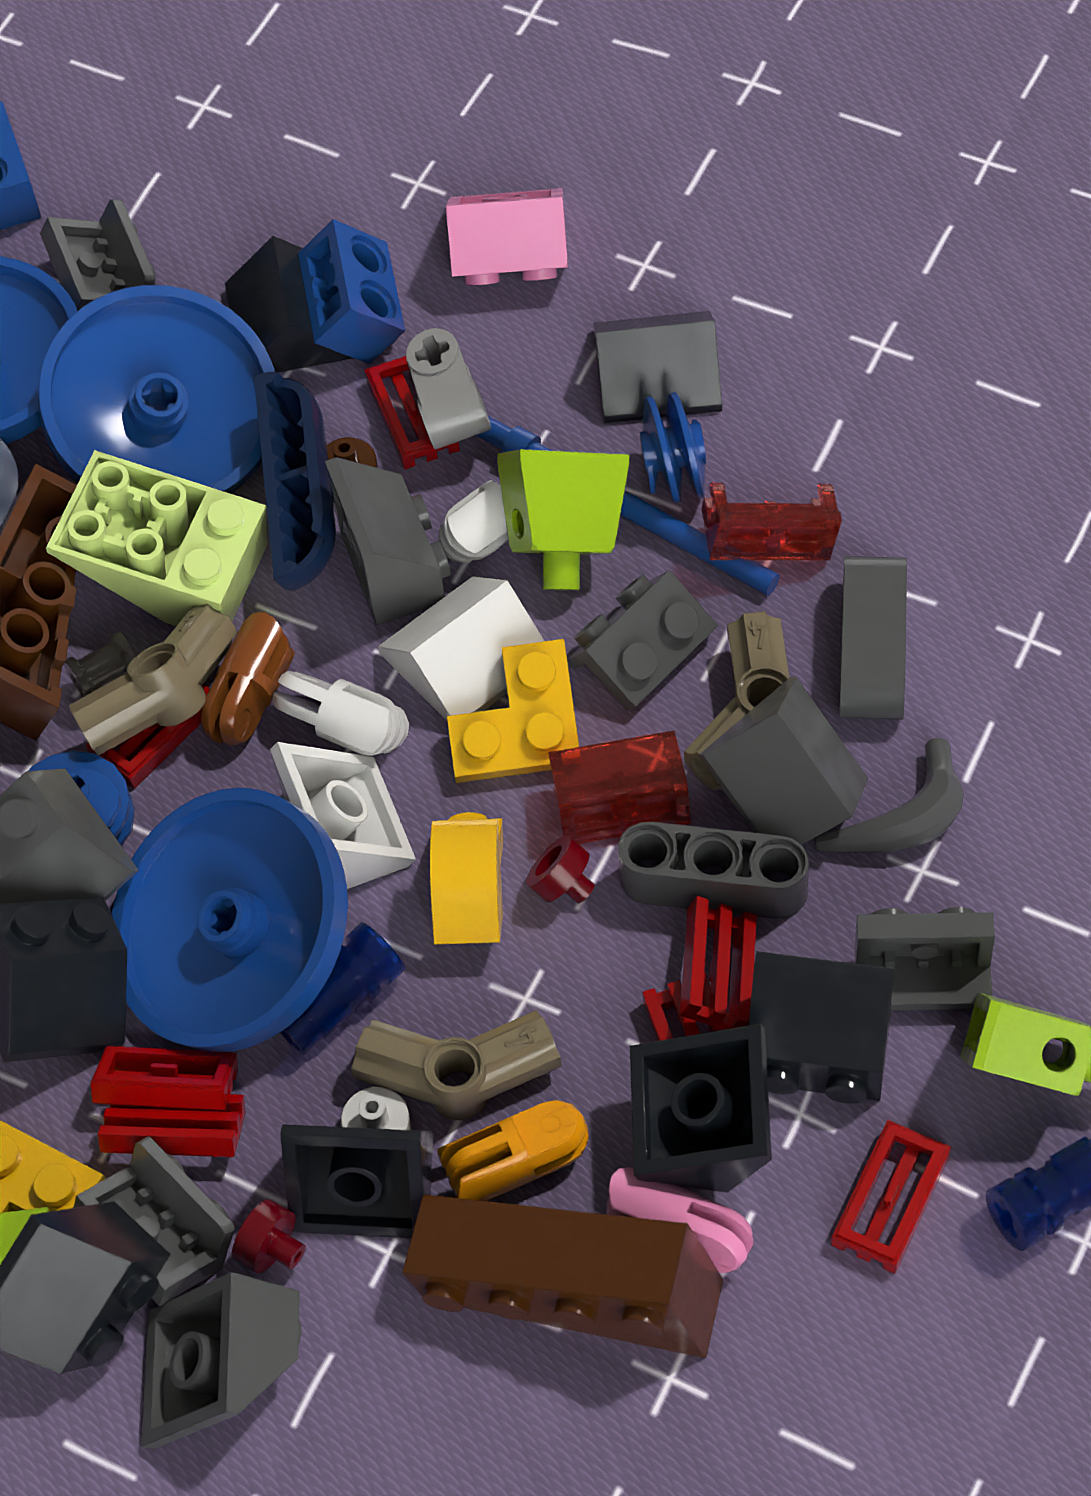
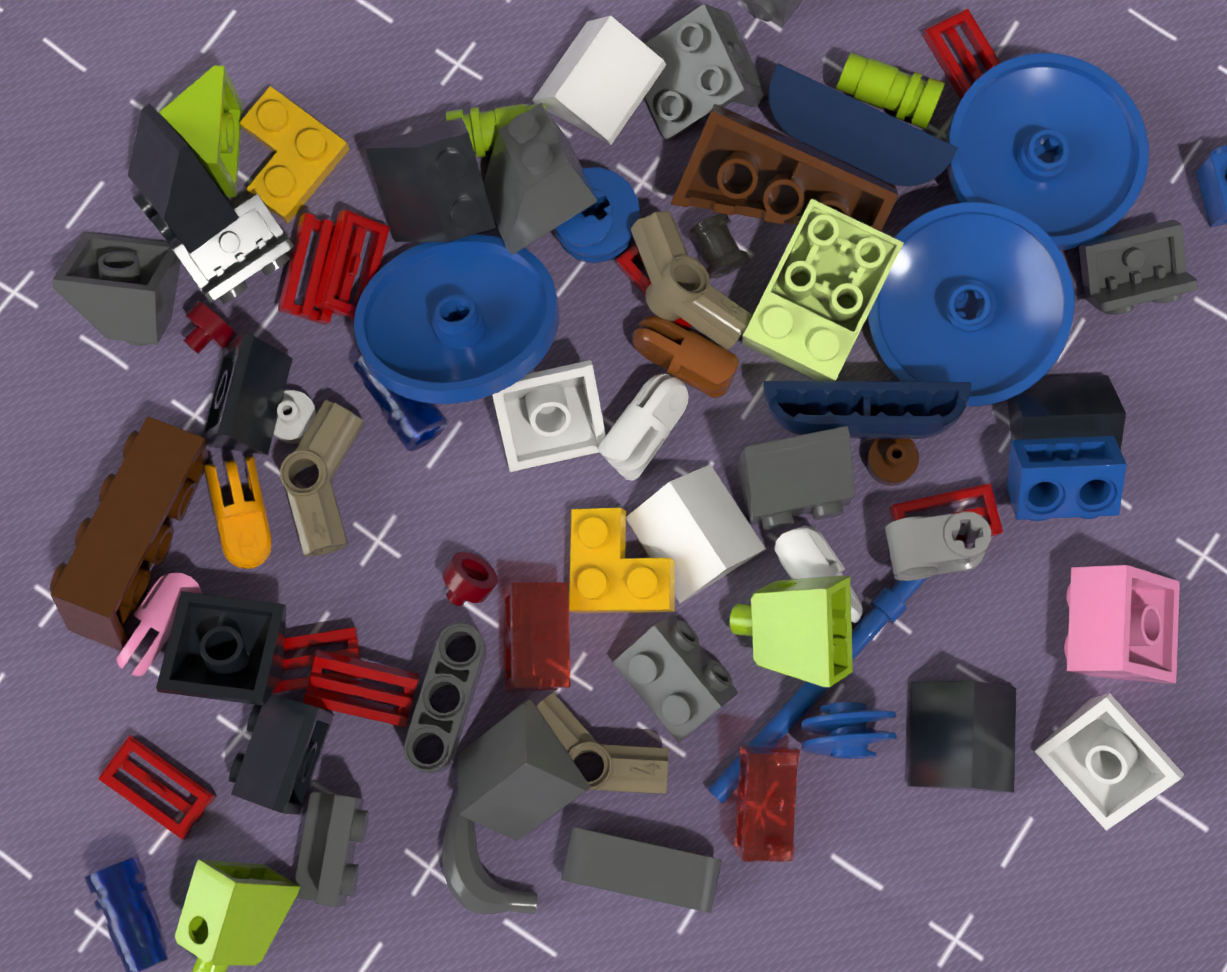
camera: 90 degrees right, 20 degrees up
(466, 879) = (473, 503): yellow brick -> none
(655, 223) = (1108, 760): none -> white slope

